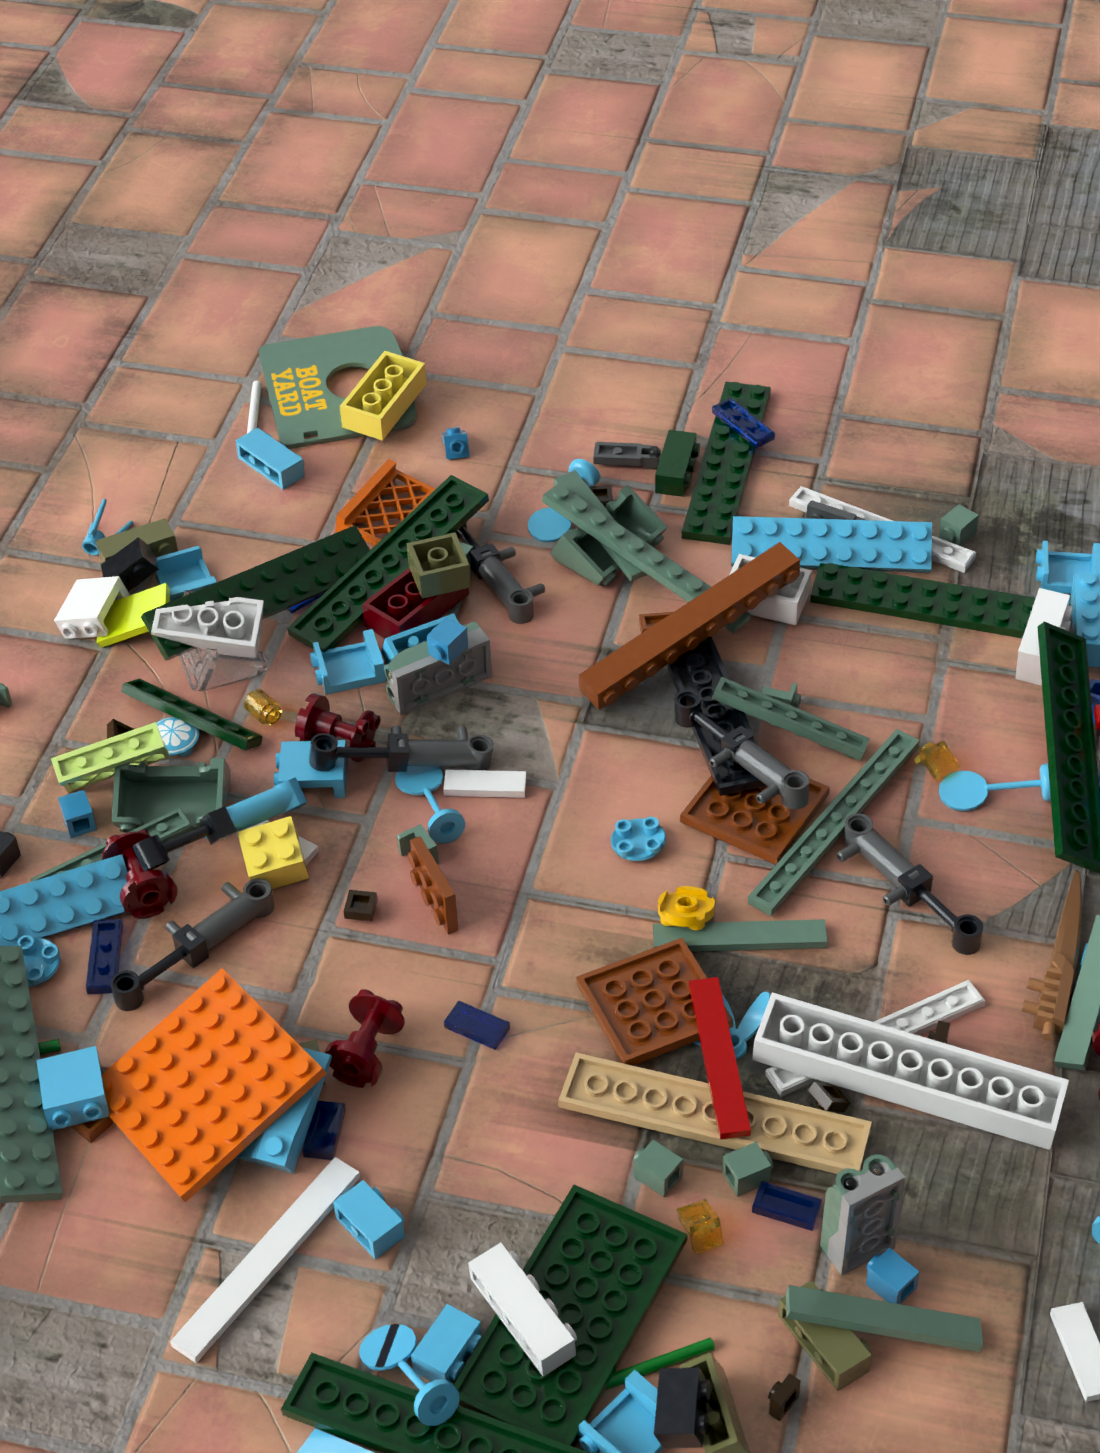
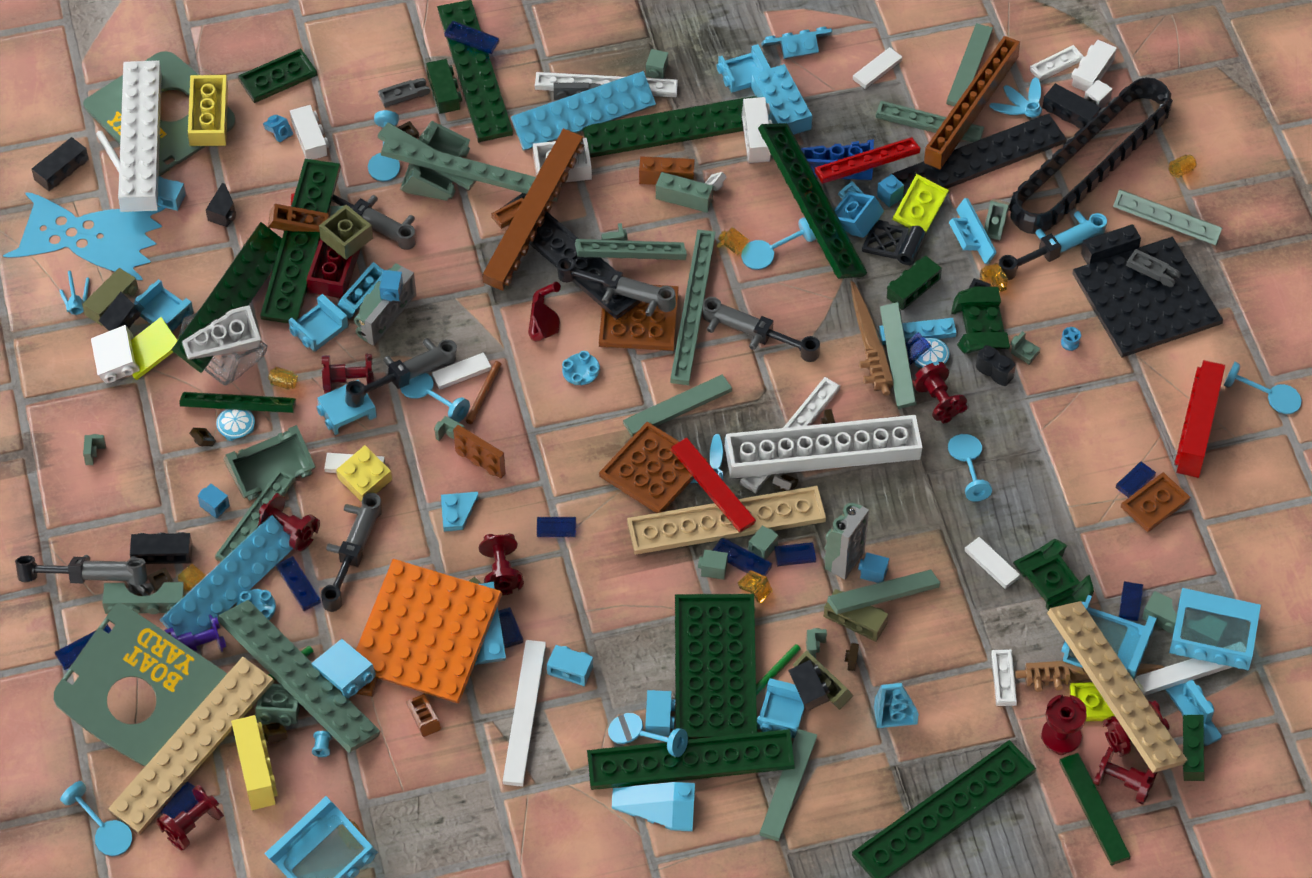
camera: 30 degrees left, 10 degrees up
(98, 760) = (220, 454): yellowish green fence -> none
(139, 1195) = (428, 725): none -> dark orange slope
(185, 508) = (117, 249): none -> medium azure piece
(189, 397) = (60, 164): none -> black brick
(225, 822) = (324, 467): piece -> none
(286, 395) = (140, 136): none -> white brick
(329, 499) = (221, 207): none -> black slope
(360, 905) = (437, 483): dark brown plate -> none
(363, 948) = (457, 509): none -> medium azure wing
(369, 497) = (248, 192): orange fence -> none
(387, 530) = (295, 219): none -> dark orange slope
(485, 458) = (309, 132): none -> white brick
(494, 392) = (277, 75): none -> dark green tile
(495, 819) = (483, 392): none -> dark orange bar
(523, 1309) = (691, 673): white brick -> none
(626, 759) = (543, 320): none -> dark red piece
(686, 907) = (646, 405): yellow plate -> none
(707, 1178) = (743, 558): none -> clear blue tile
(736, 1343) = (813, 639): none -> sand green bracket
(897, 647) = (651, 168): none -> dark orange brick
(906, 679) = (684, 192): none -> sand green brick
(954, 683) = (716, 180): none -> white plate

